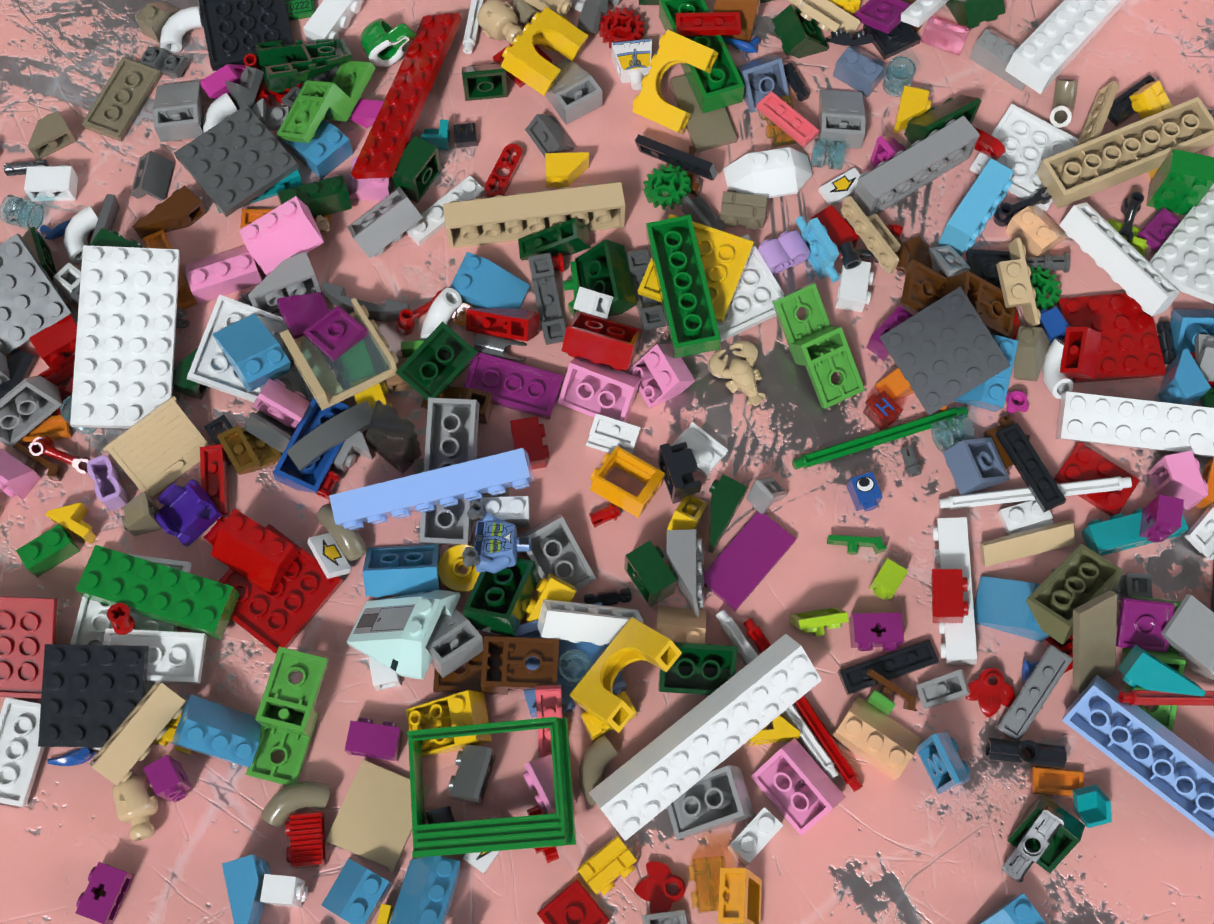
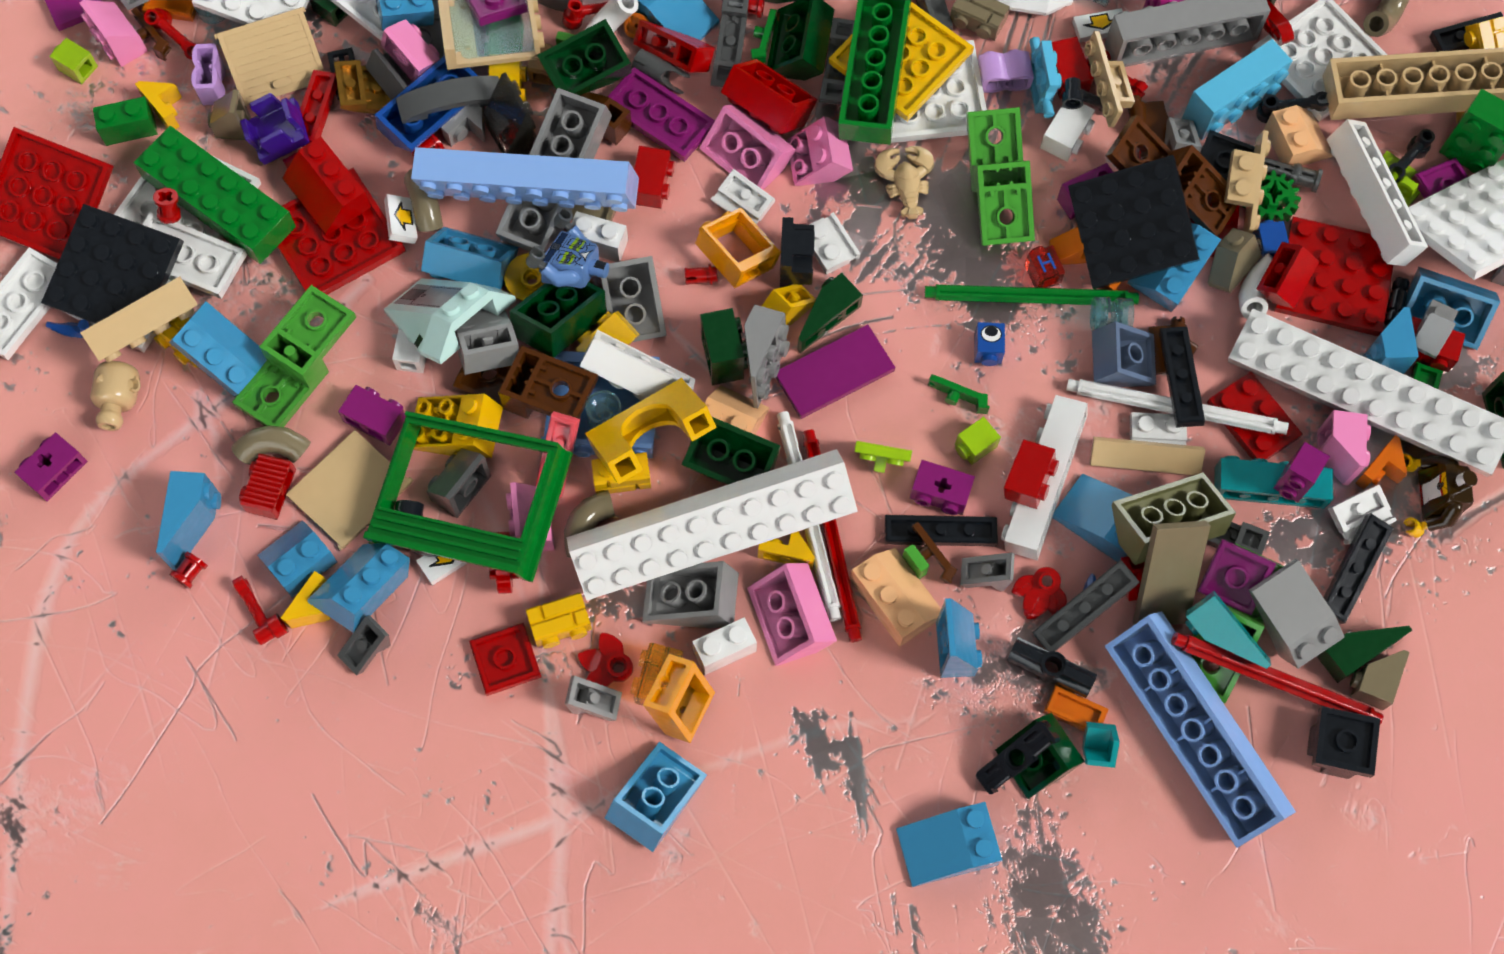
camera: 20 degrees right, 0 degrees up
(168, 779) = (153, 377): magenta brick -> none
(283, 891) = (223, 524): white brick -> none
(593, 302) = (775, 54): white brick -> none
(609, 597) = (674, 359): black axle -> none
(765, 493) = (879, 307): light grey slope -> none
(911, 462) = (1054, 335): dark grey pin -> none
(1019, 396) = (1198, 301): dark pink plate -> none
(1098, 113) = (1425, 31): tan tile -> none

